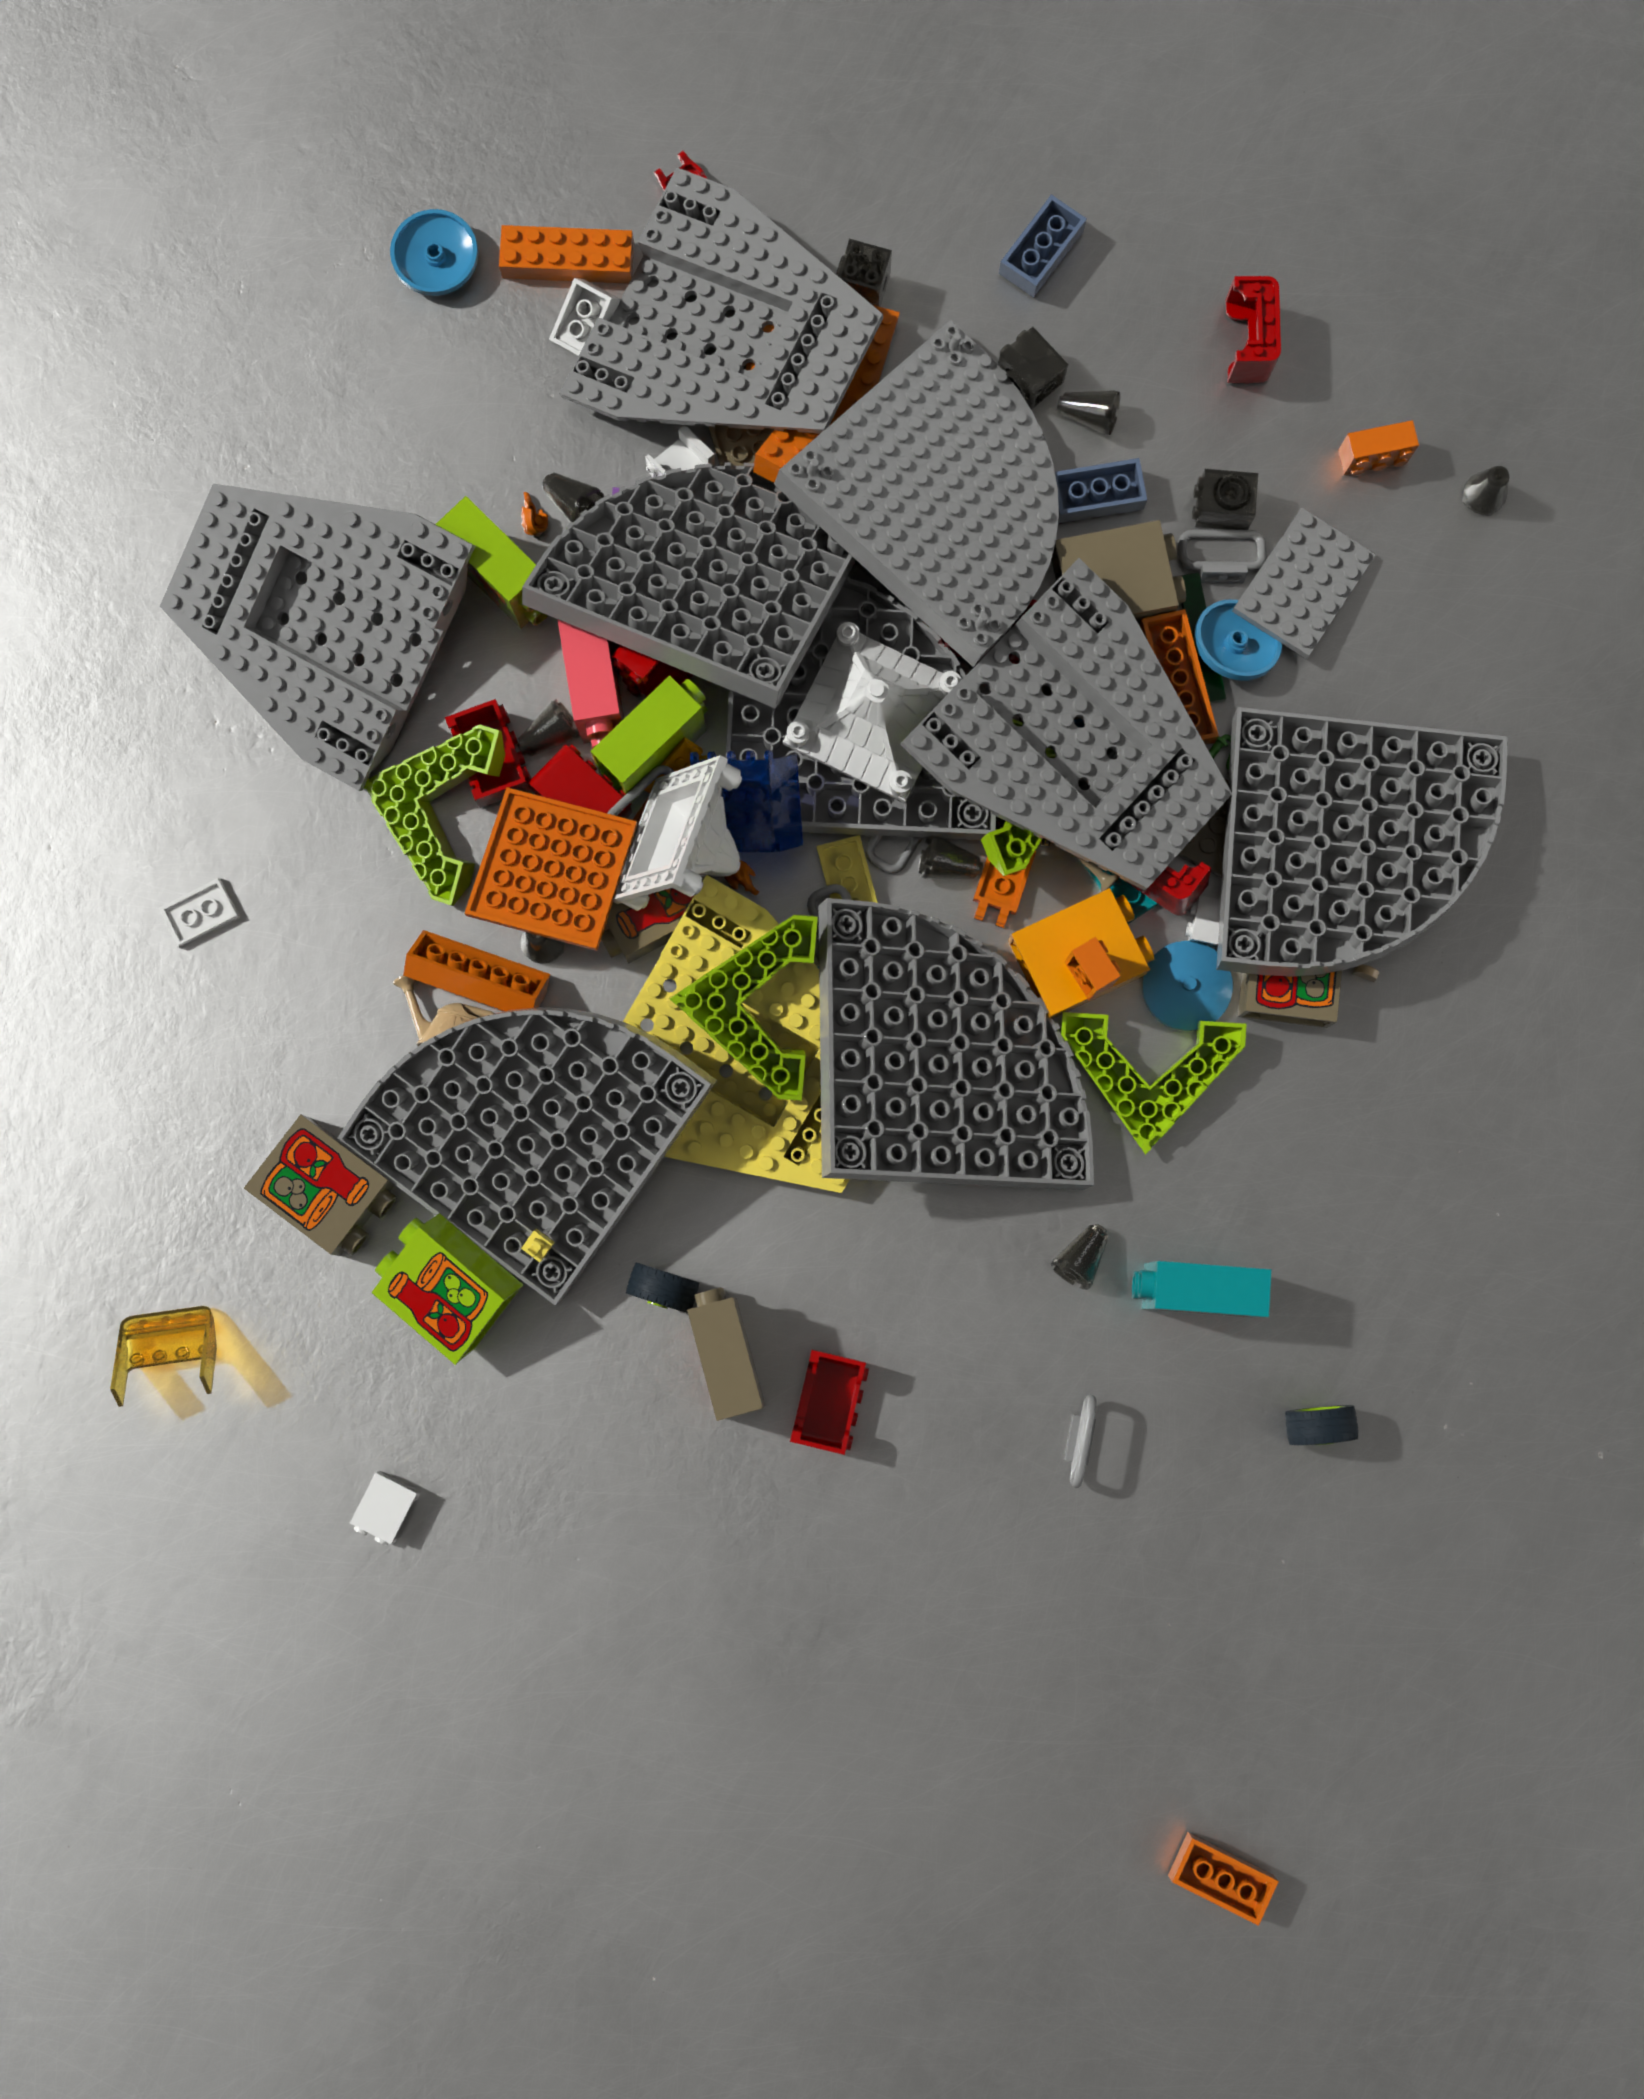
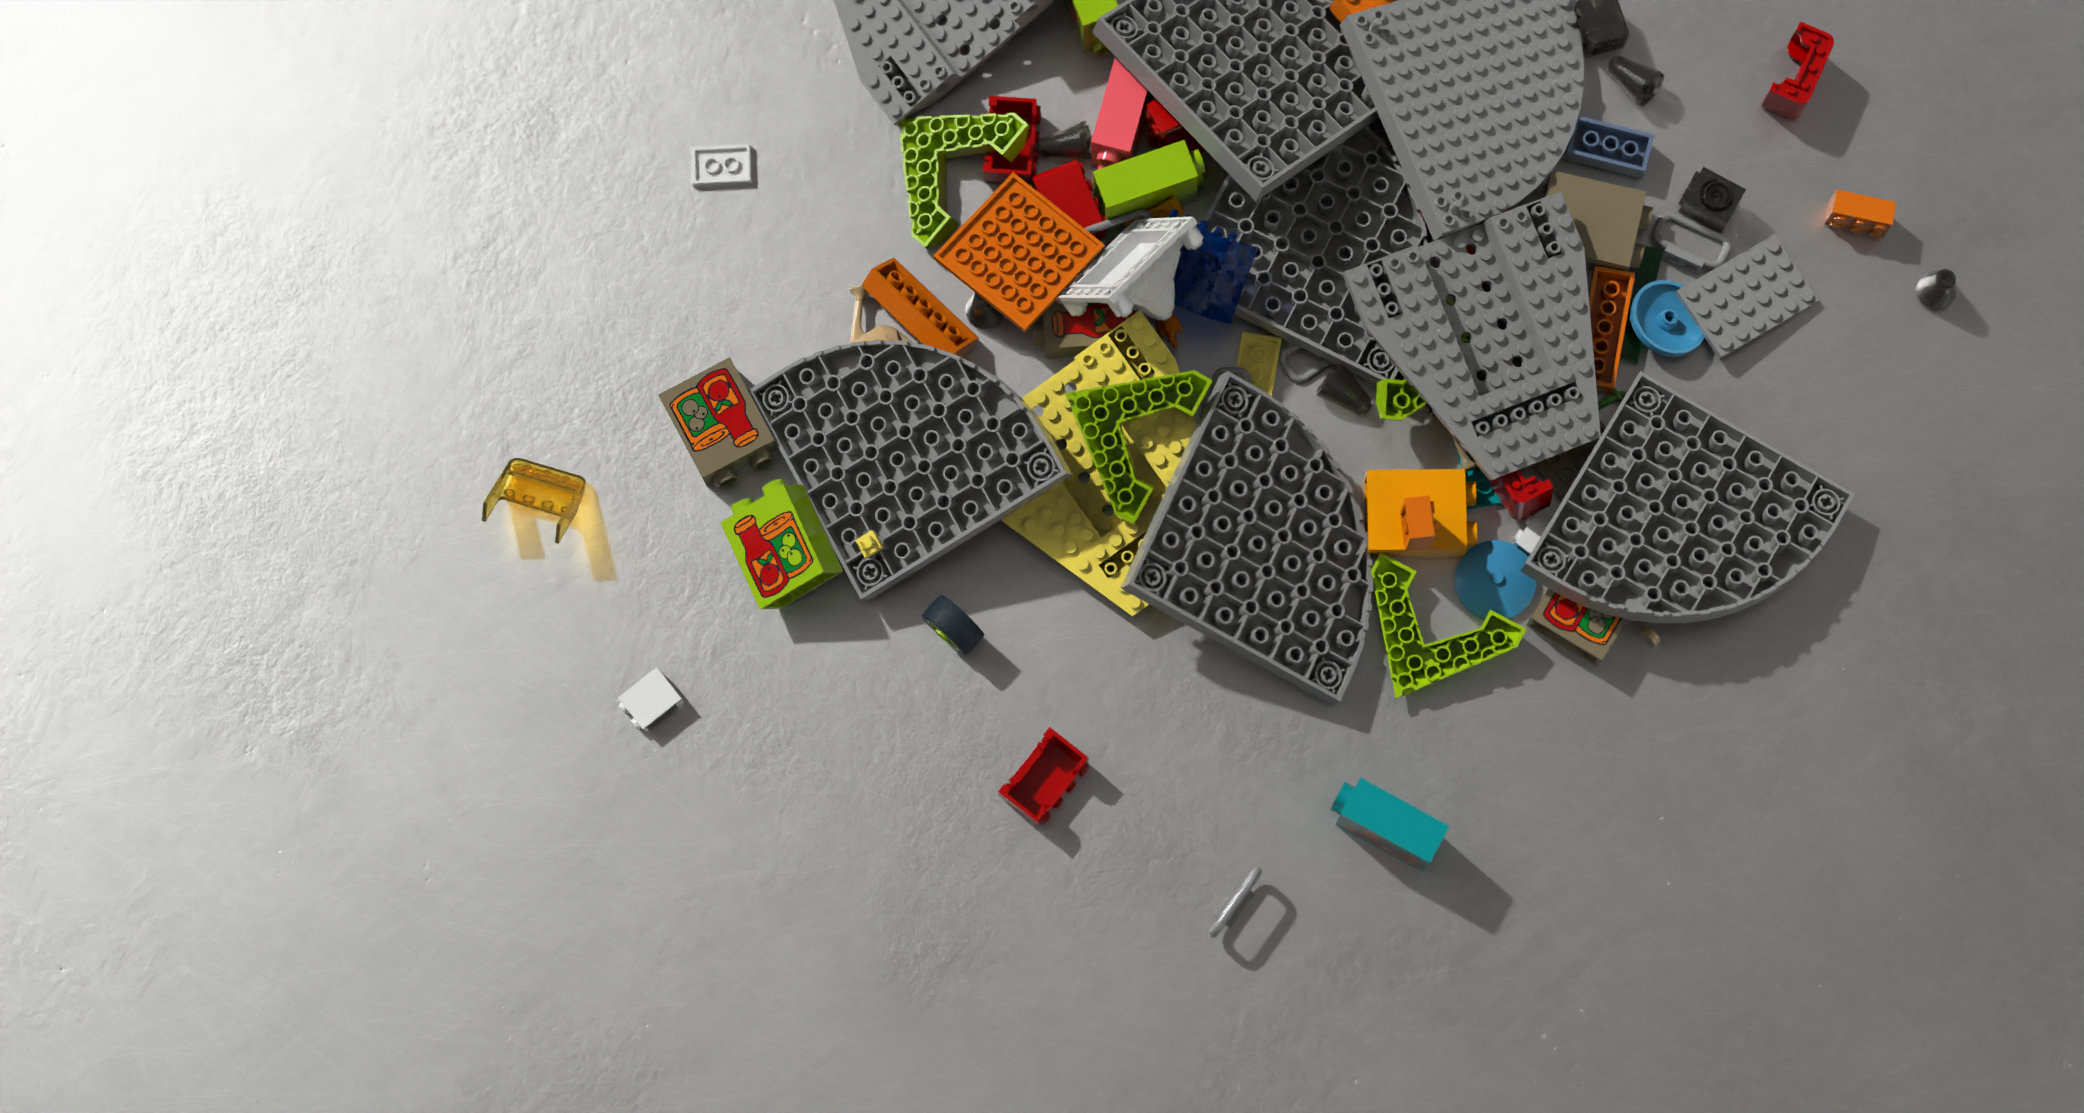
camera: 30 degrees right, 5 degrees down
(725, 1354) = (978, 699): dark tan brick -> none
(864, 709) = (1328, 233): white piece -> none
(1000, 891) = (1379, 434): orange tile -> none
(1082, 1257) = (1304, 757): clear smoke cone -> none
(1321, 1425) = (1437, 979): black wheel -> none

